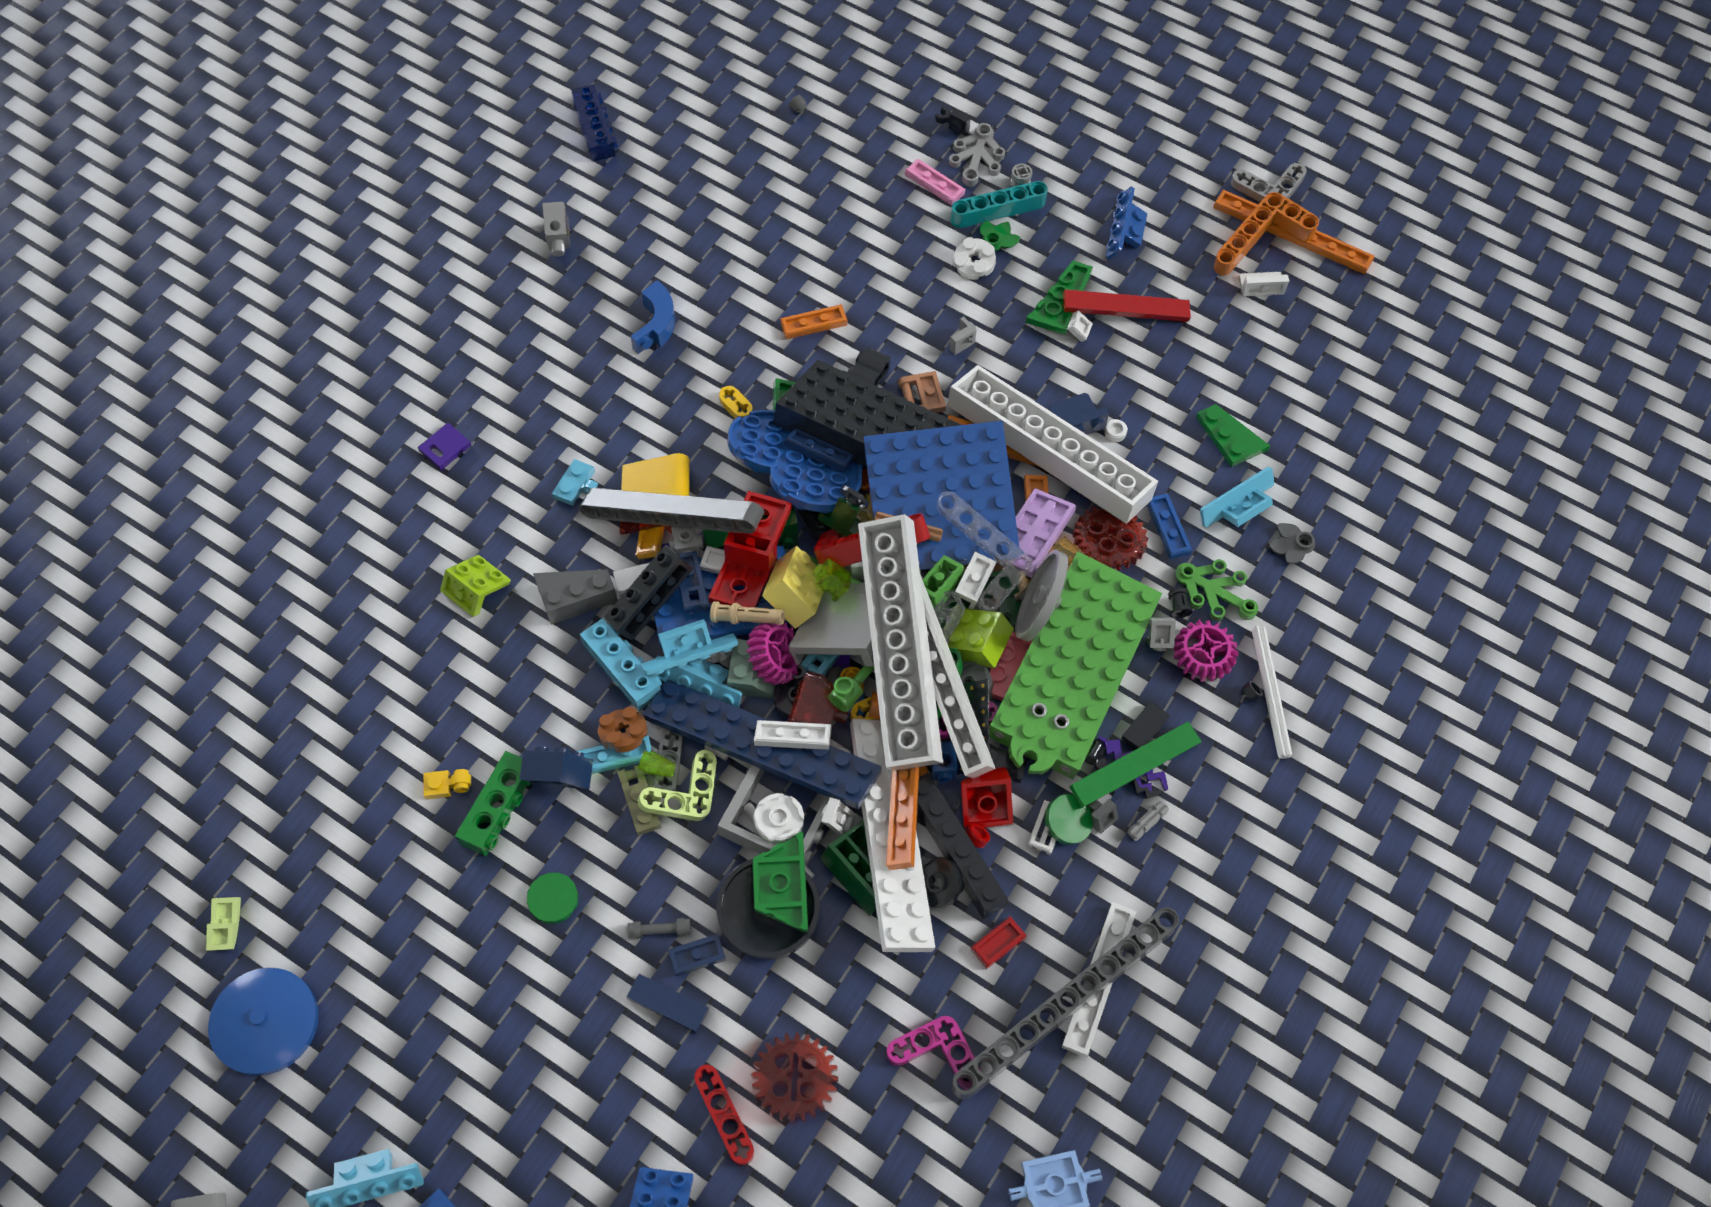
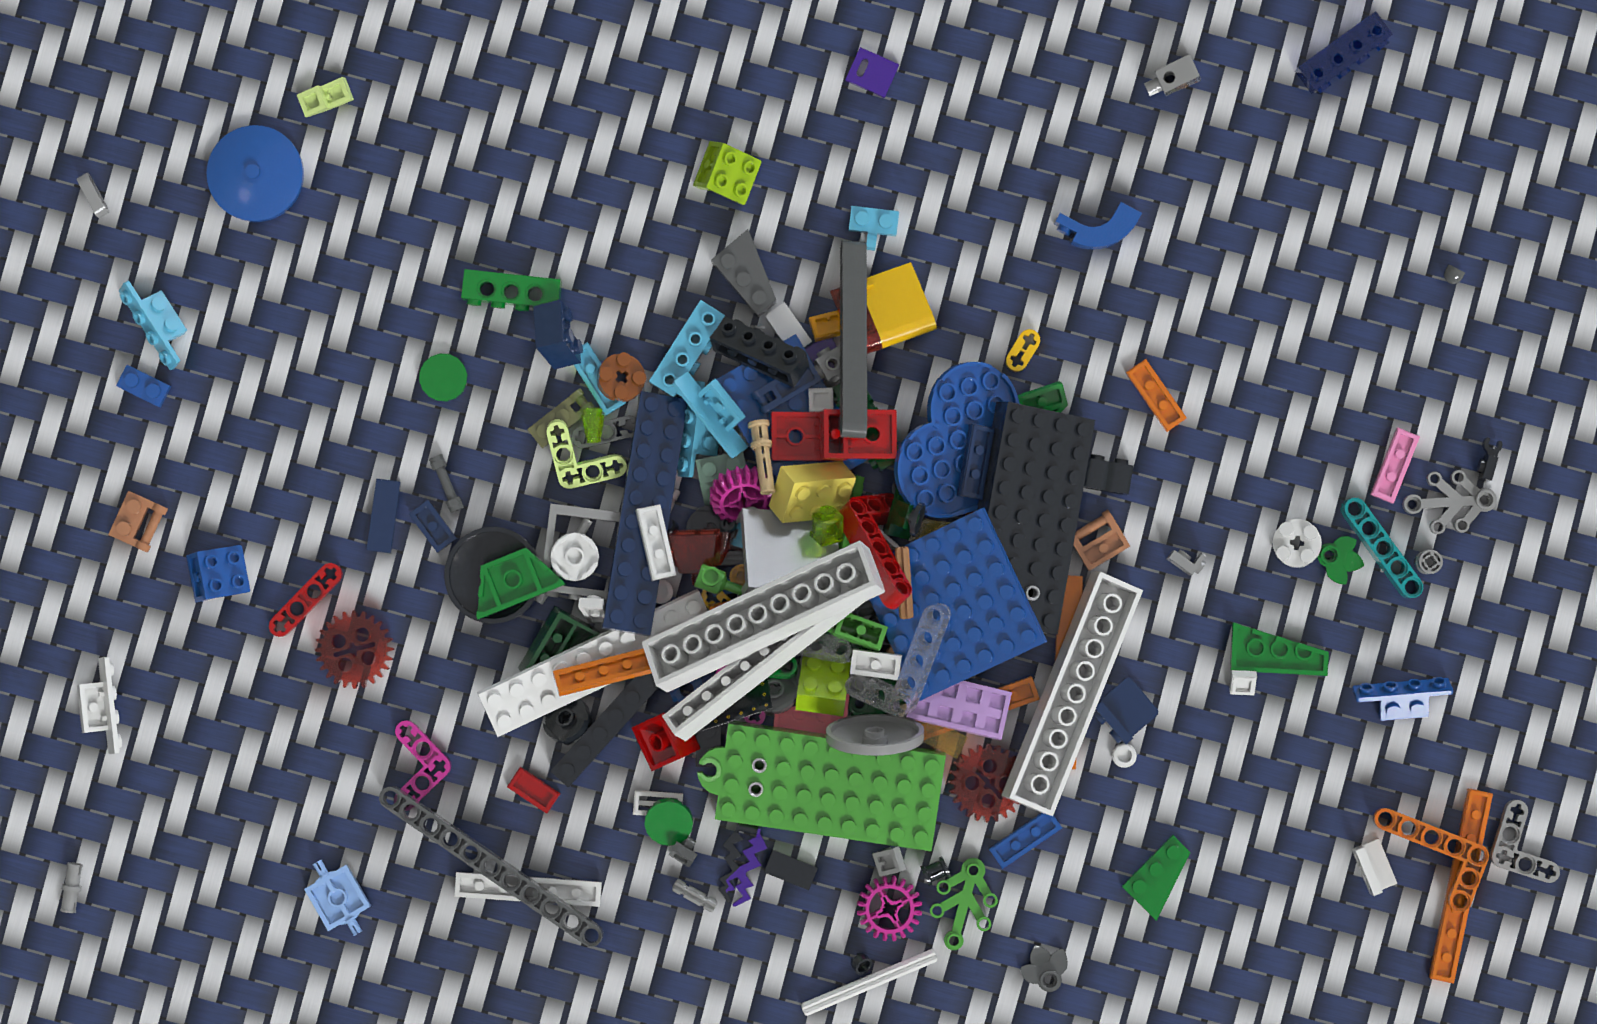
camera: 70 degrees right, 25 degrees up
(440, 783) = (515, 229): yellow plate -> none
(978, 835) = (626, 741): red tile -> none
(1126, 305) = (1286, 726): red tile -> none
(1134, 764) = (744, 870): green tile -> none
(1241, 502) = (1073, 907): medium azure bracket -> none

